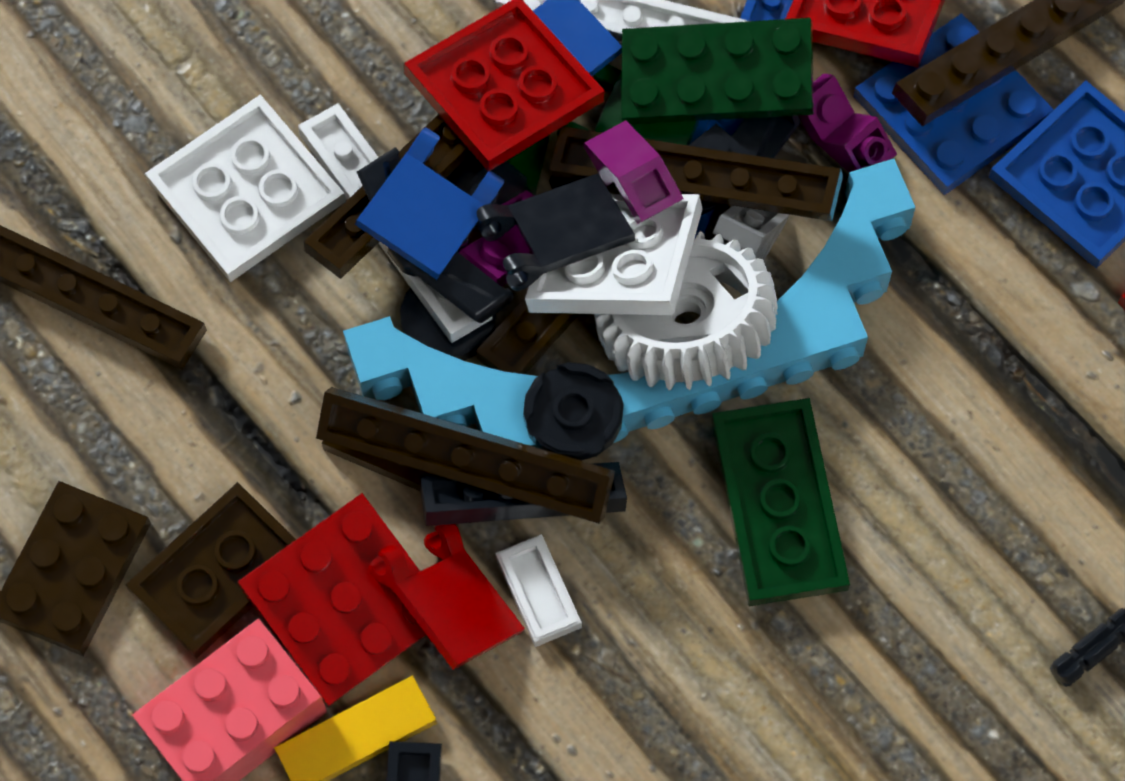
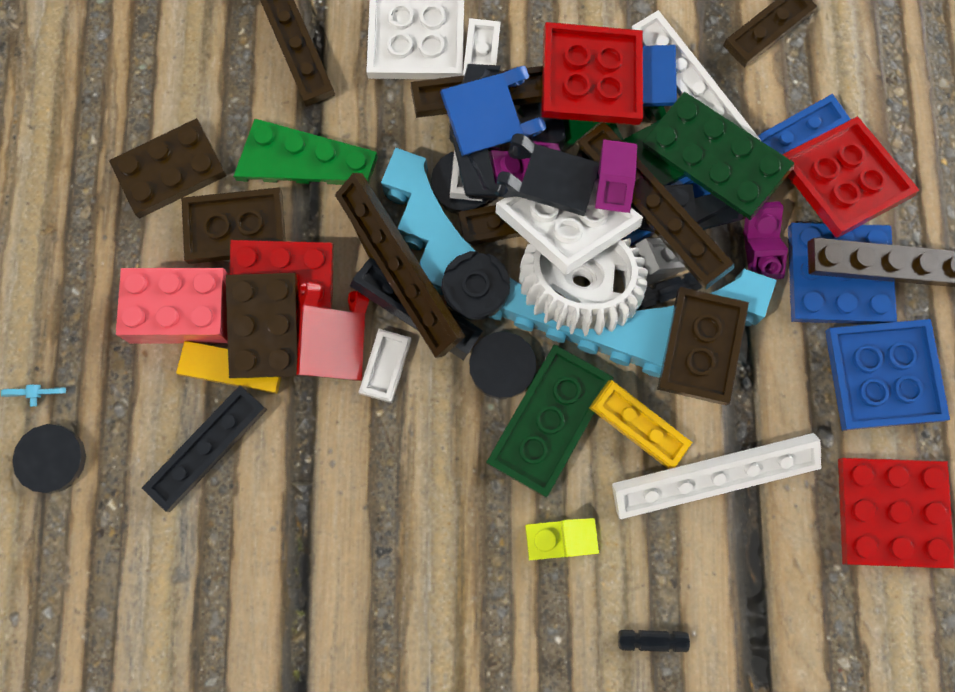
camera: 40 degrees right, 10 degrees up
(213, 438) = (298, 156): none -> green wing
(361, 649) = (262, 325): none -> dark brown plate
(673, 484) = (502, 365): none -> black tile
(791, 251) = (668, 289): none -> black axle
(879, 285) = (703, 346): none -> dark brown plate
(882, 427) = (640, 425): none -> yellow tile
(902, 621) = (561, 539): none -> neon yellow slope
(1008, 419) = (717, 476): none -> white plate

